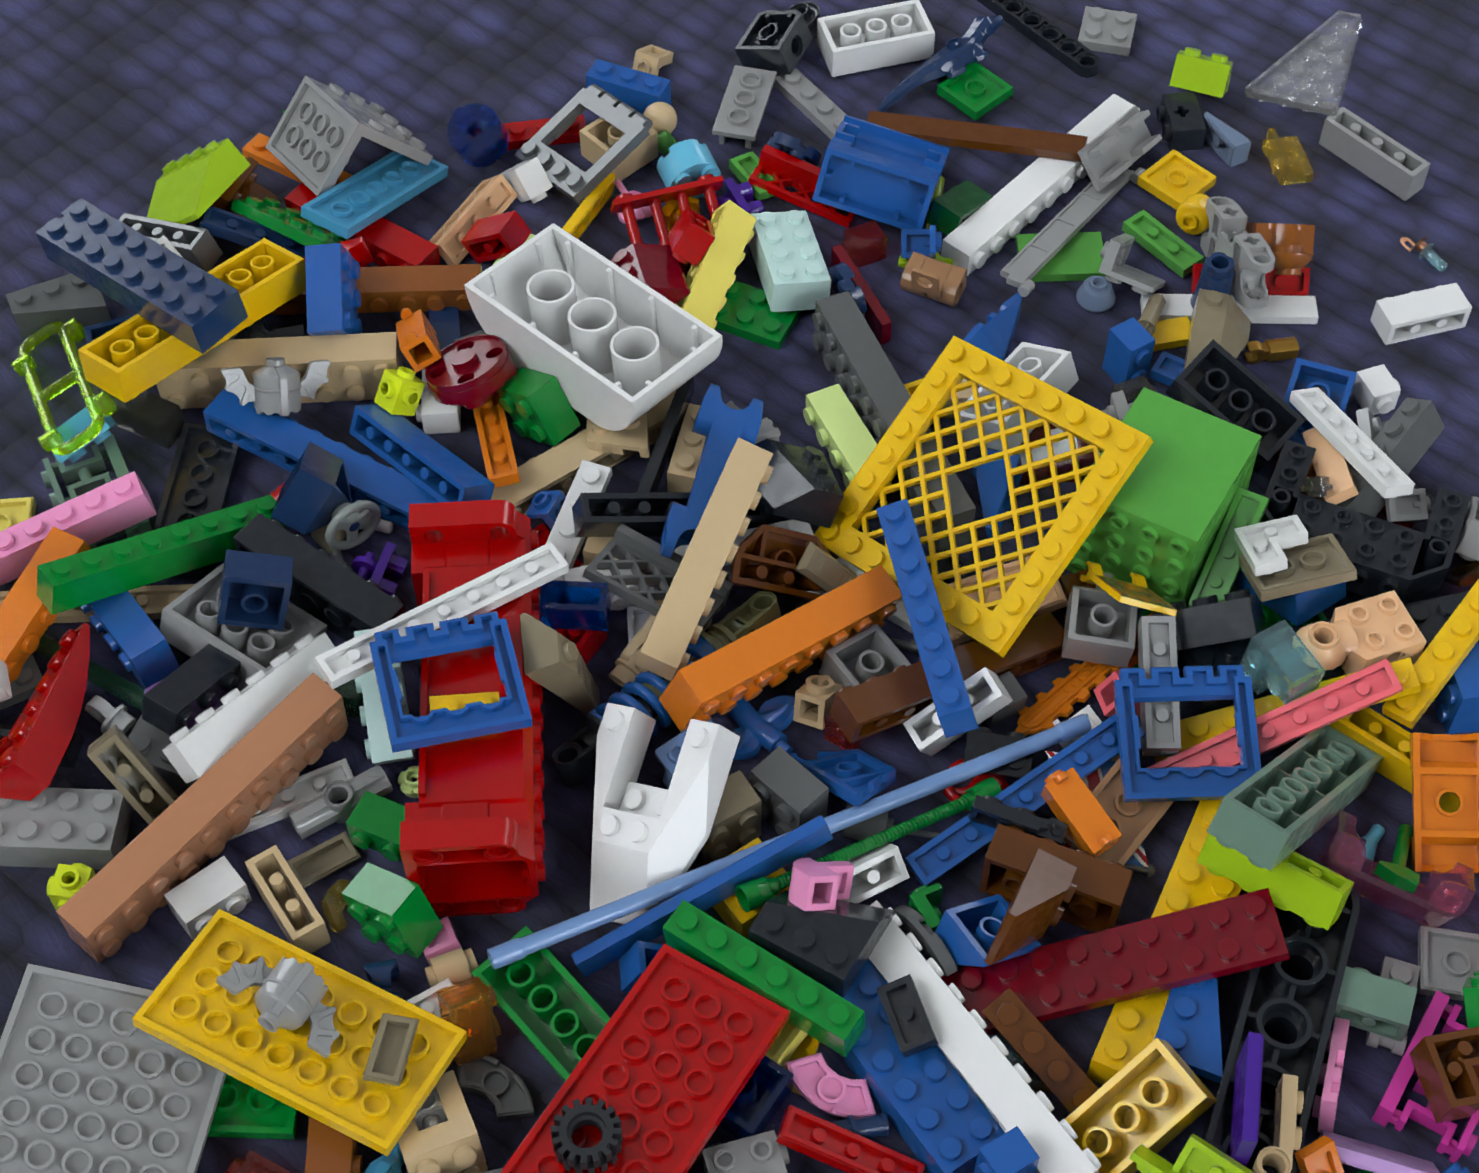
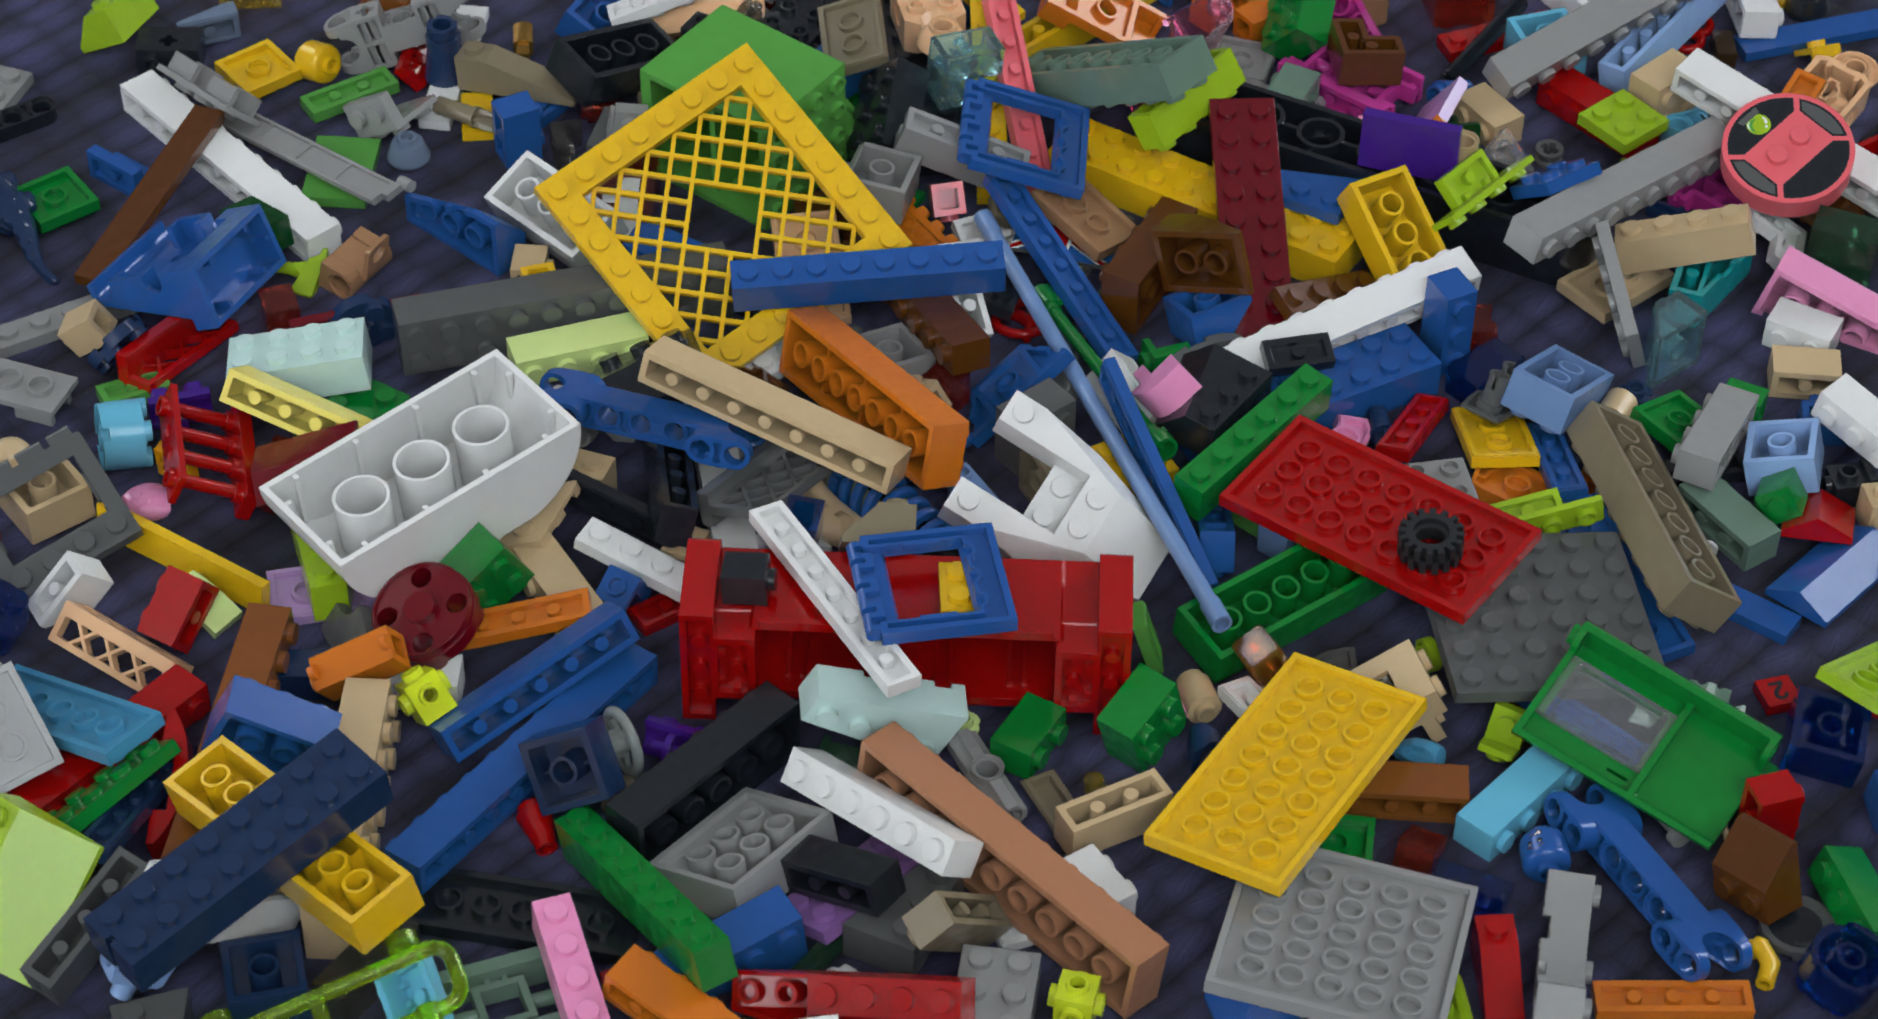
camera: 85 degrees left, 10 degrees down
(255, 590) = (724, 802): dark blue brick -> none
(276, 385) = (415, 785): light grey helmet -> none
(286, 998) = (1275, 749): light grey helmet -> none
(391, 1049) = (1321, 693): dark tan tile -> none
(465, 550) = (747, 578): none -> black brick
(505, 910) = (1147, 637): none -> bright green tile
(691, 237) = (266, 414): red brick -> none
(815, 131) = (86, 327): none -> tan brick
(823, 568) = (767, 368): dark tan tile -> none
(920, 241) = (314, 246): blue bracket -> none
(991, 811) = (1087, 278): black hinge -> none
(1022, 116) = (115, 169): none -> blue panel
(1081, 811) = (1093, 224): orange brick -> none
(1133, 594) = (868, 137): yellow flag -> none
(1264, 543) = (842, 44): white plate -> none

